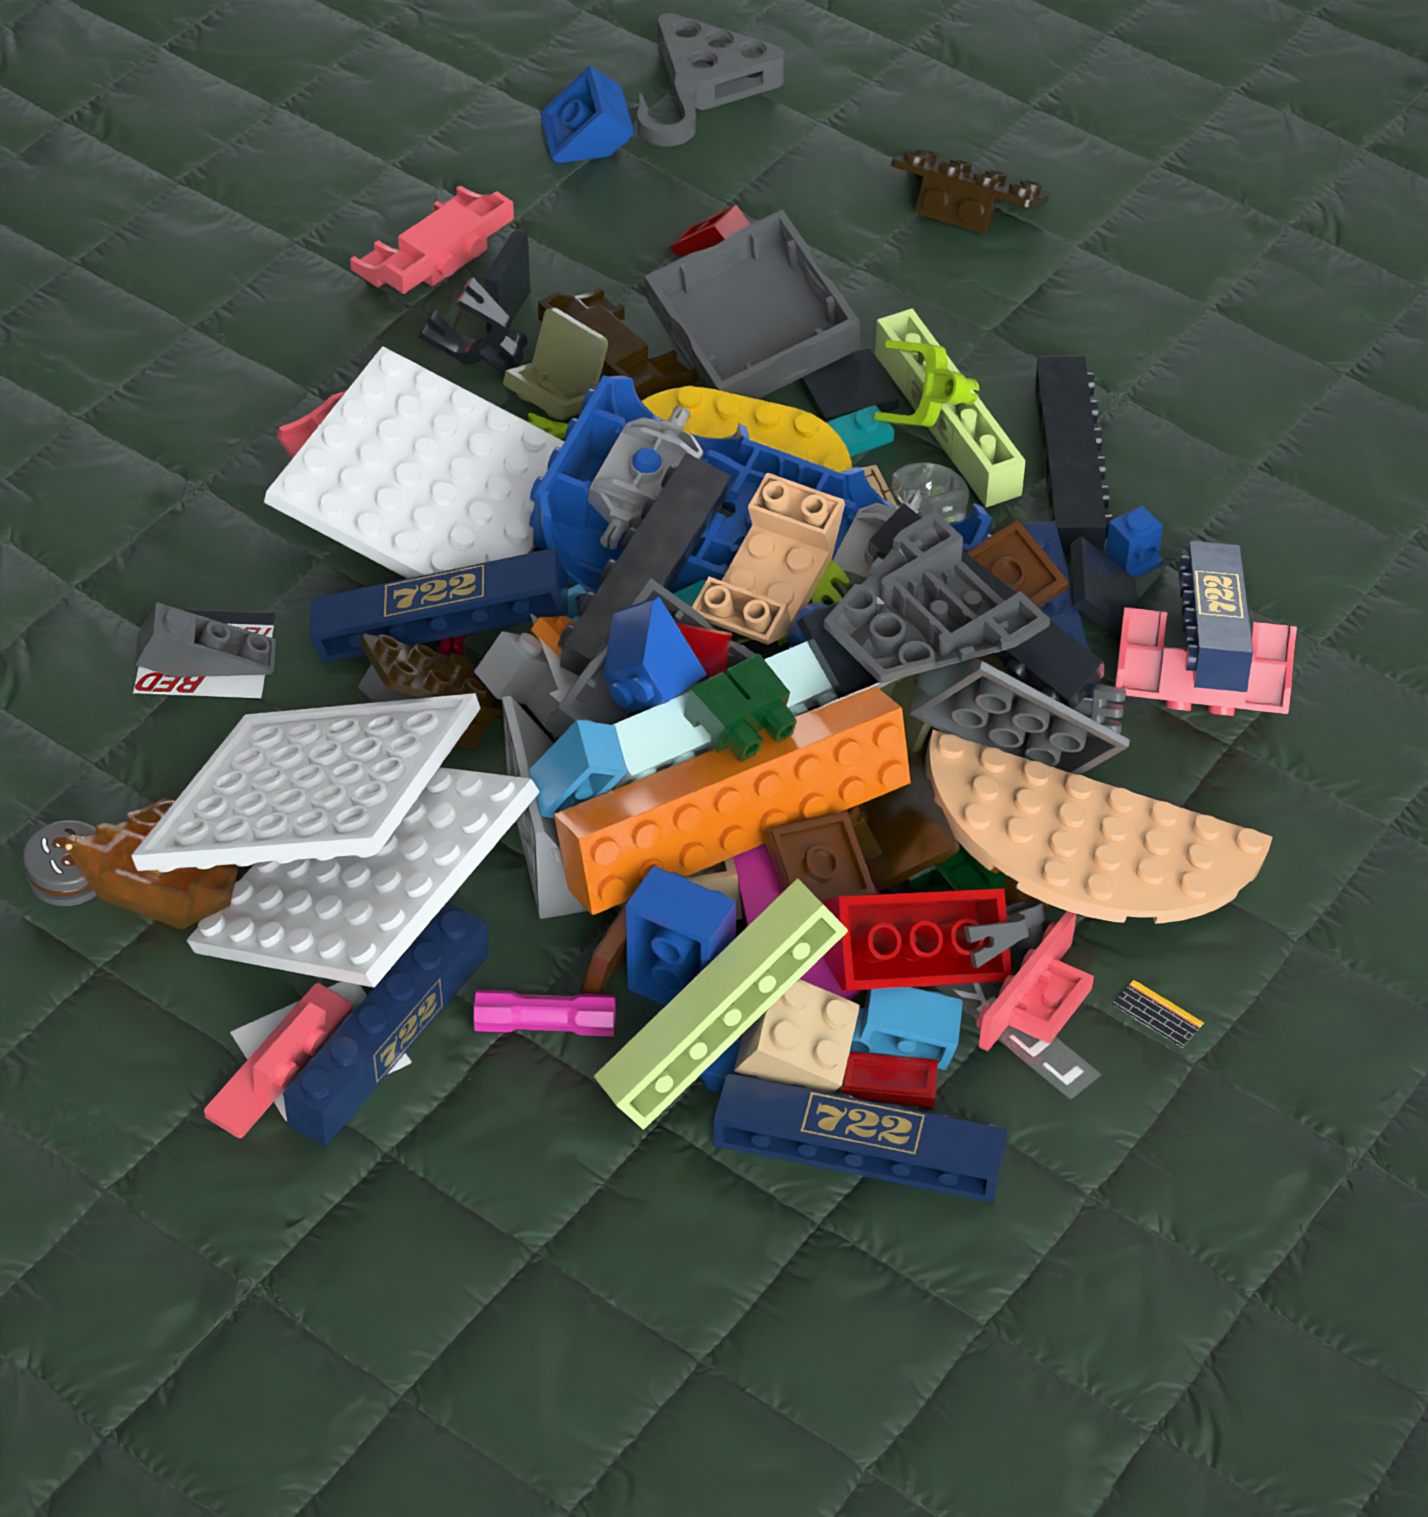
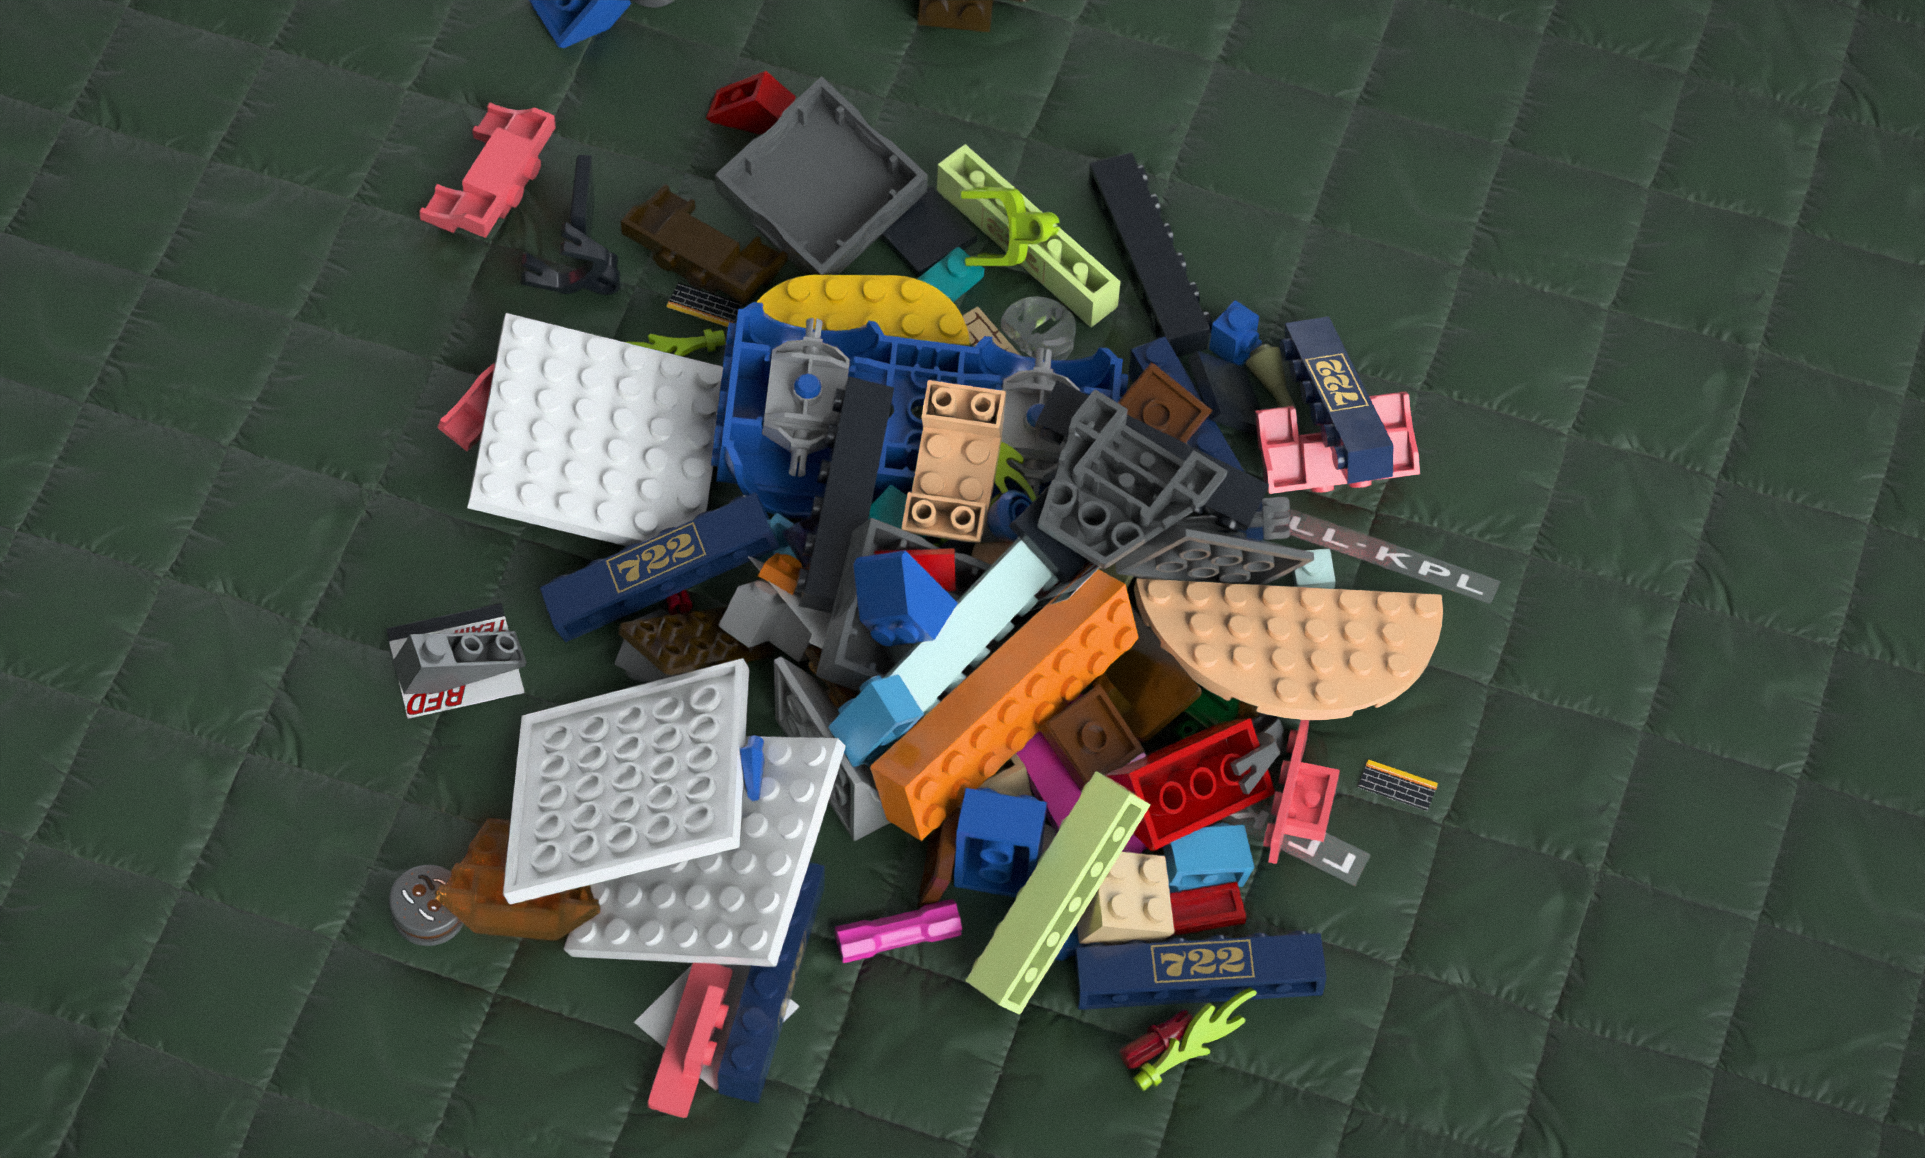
camera: 20 degrees left, 10 degrees up
(434, 789) = (753, 766): none -> blue bar
(563, 366) = (666, 285): olive bracket -> none
(741, 705) = (992, 623): dark green hips -> none
(787, 1195) = (1155, 1040): none -> dark red axle
(831, 1199) = (1198, 1032): none -> lime piece
(1140, 777) = (1316, 573): none -> light aqua plate
(1159, 582) = (1268, 368): none -> olive cone
(1230, 788) = (1392, 557): none -> clear sticker

